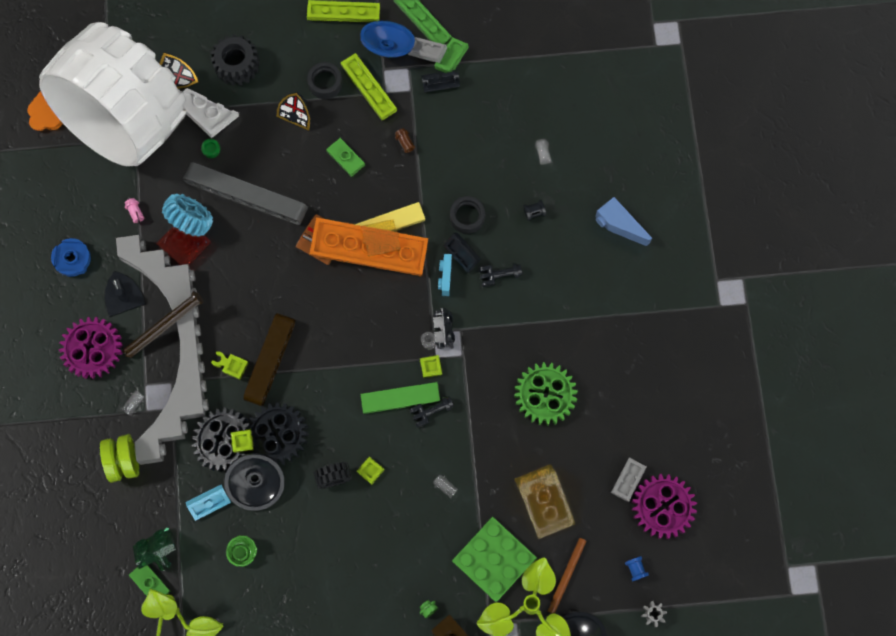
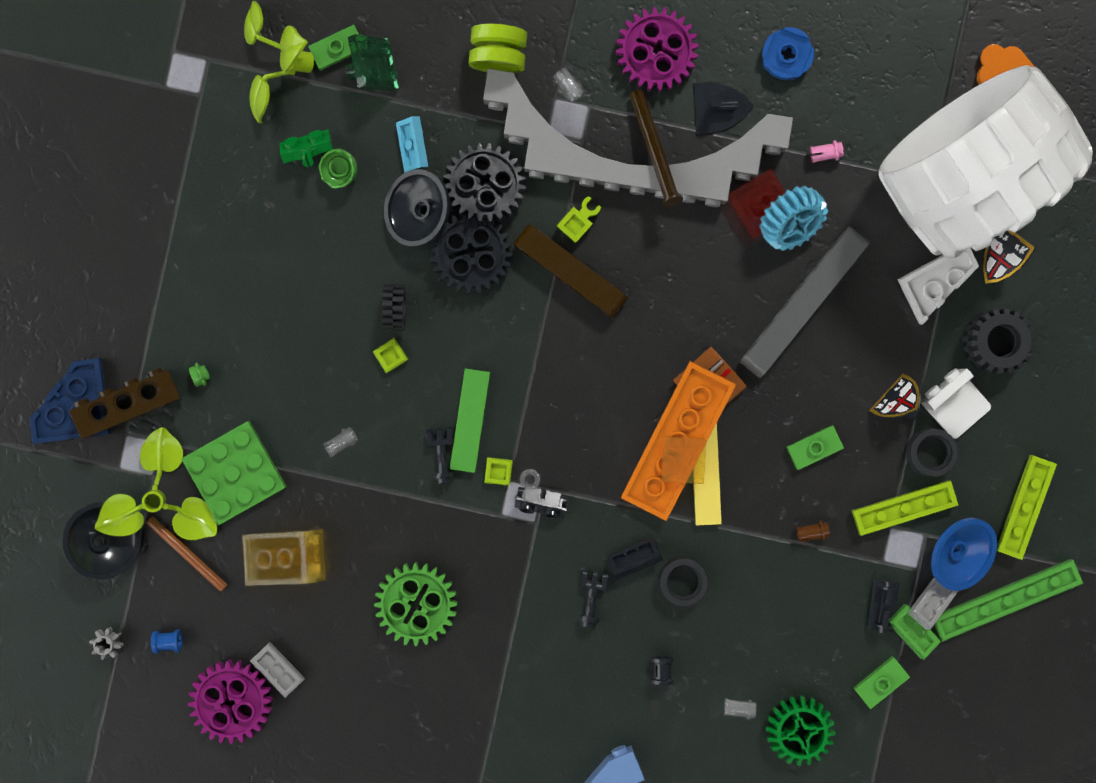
camera: 105 degrees right, 15 degrees up
(210, 148) = (883, 274): green tile -> none
(231, 580) = (306, 147): none -> green plate
(242, 441) = (469, 206): lime tile -> none
(285, 75) = (956, 402): none -> white bracket
(444, 282) = (621, 531): medium azure plate -> none
(493, 67) = (881, 682): none -> bright green plate
(553, 98) = (811, 728): none -> green gear

